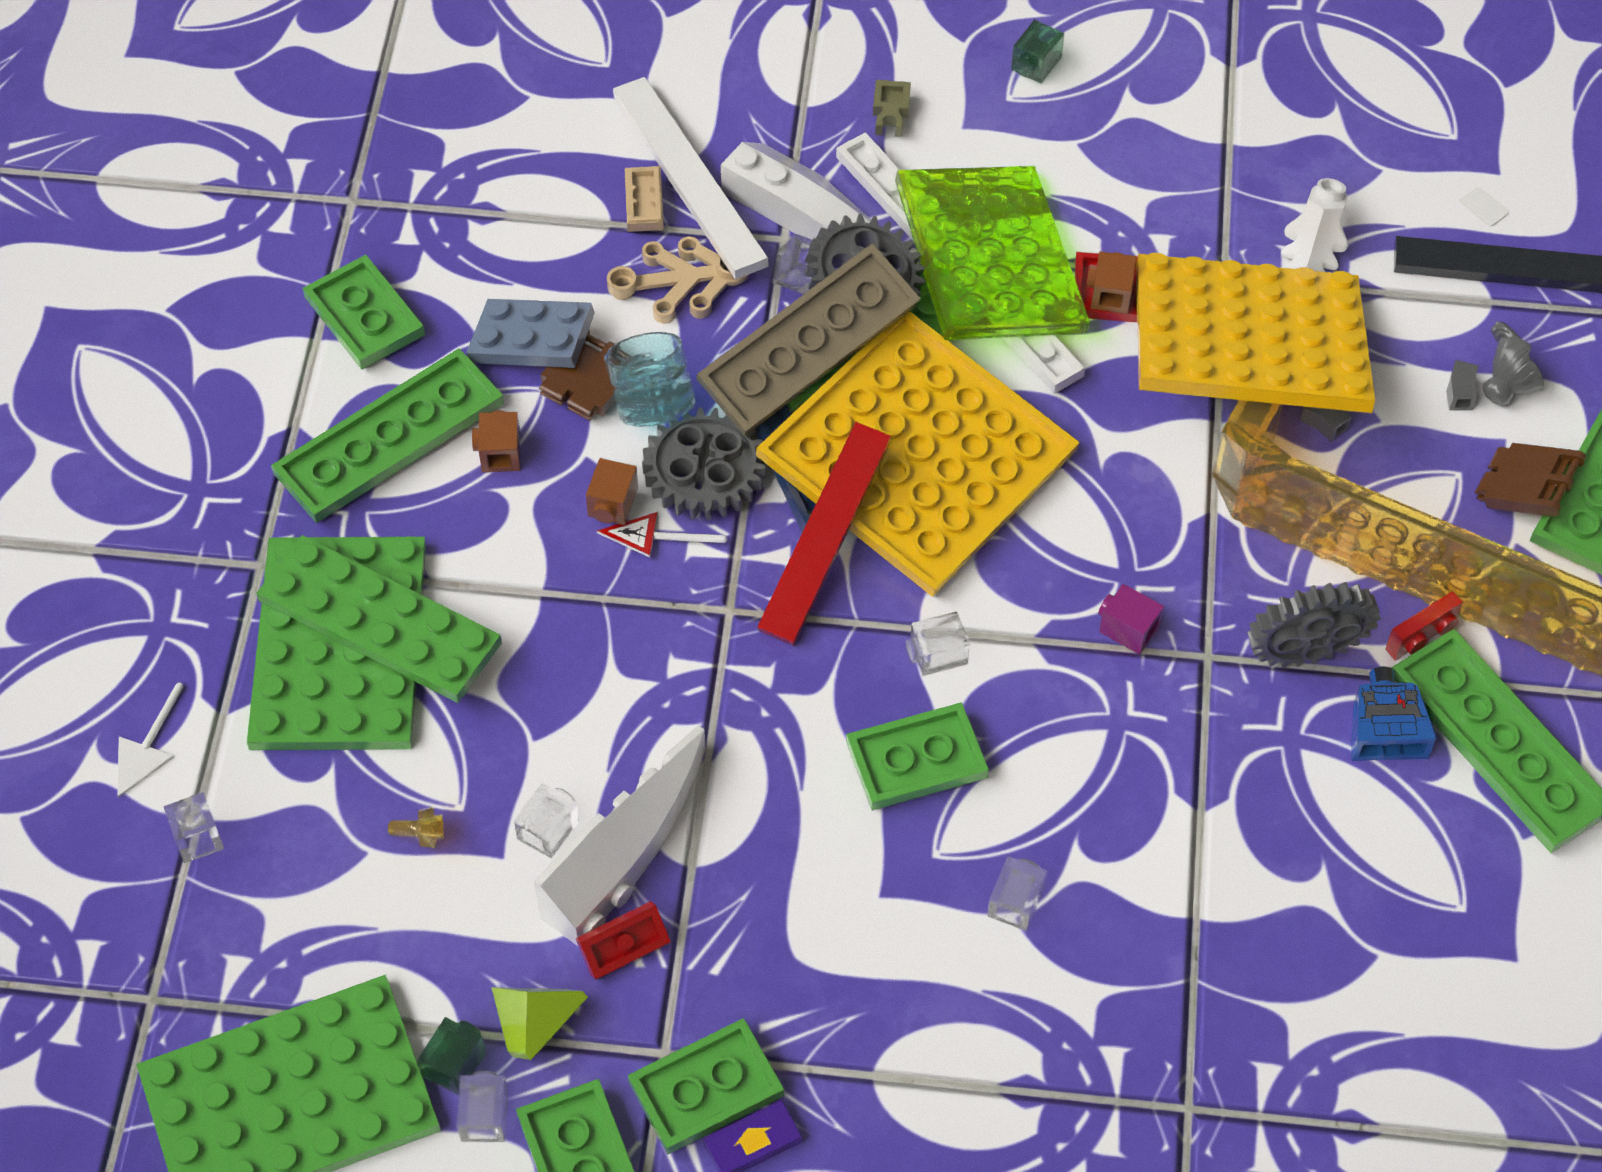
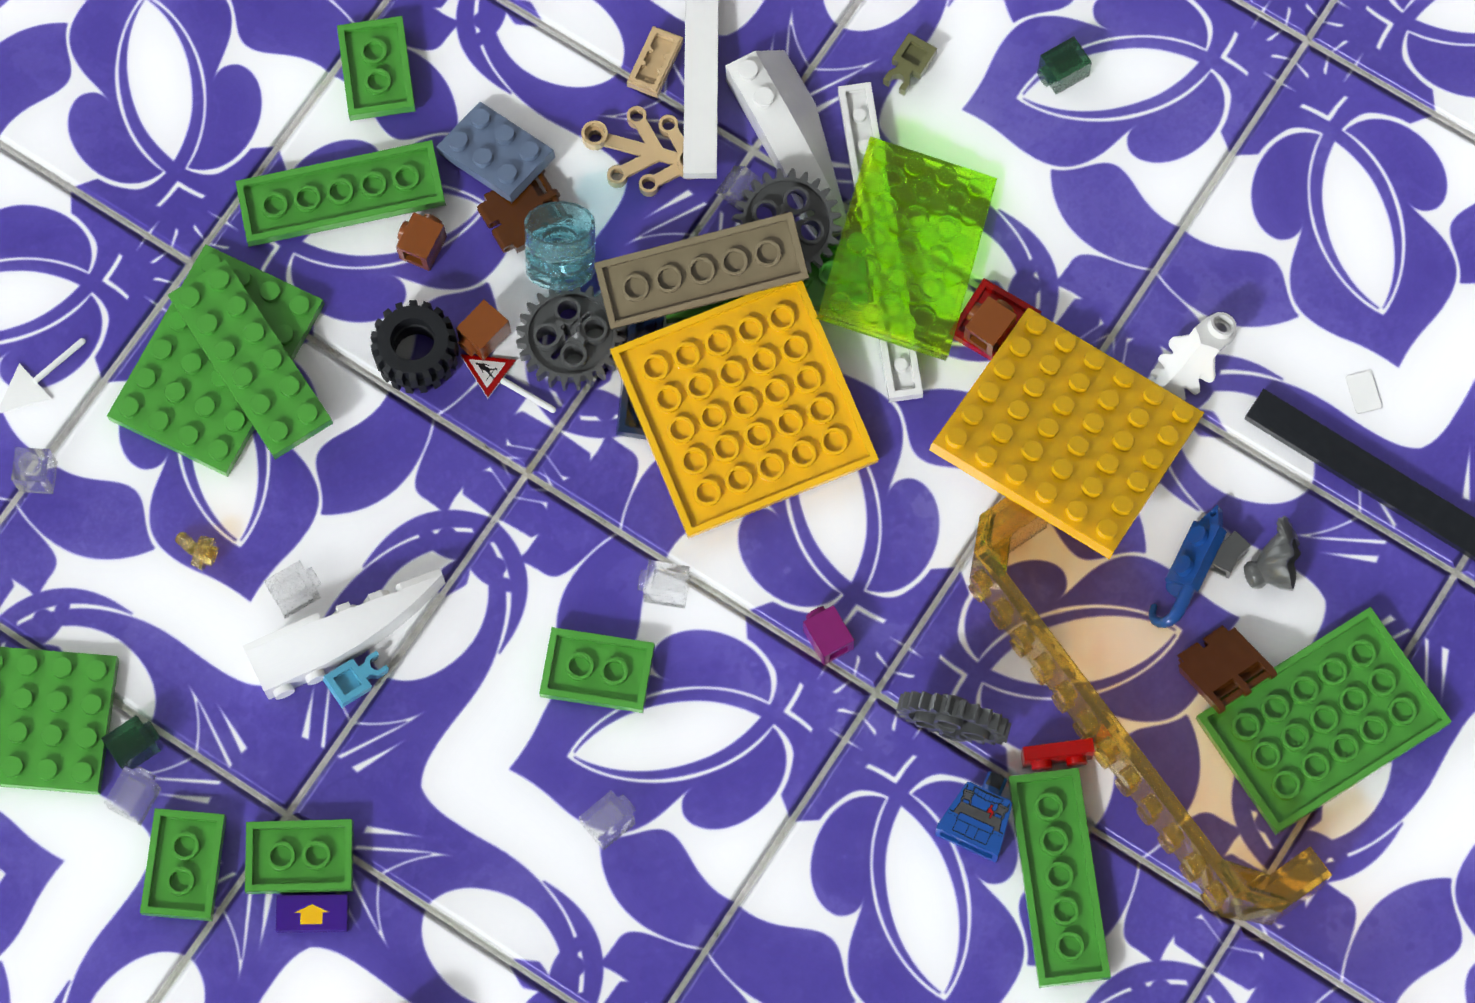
camera: 30 degrees right, 15 degrees up
(533, 1016) = (206, 740): lime slope -> none
(549, 561) = (411, 321): none -> black tyre
(623, 940) = (298, 713): red plate -> none
(663, 881) = (351, 681): none -> medium azure plate
(824, 533) = (625, 448): red tile -> none
(1435, 409) = (1191, 565): none -> blue plate

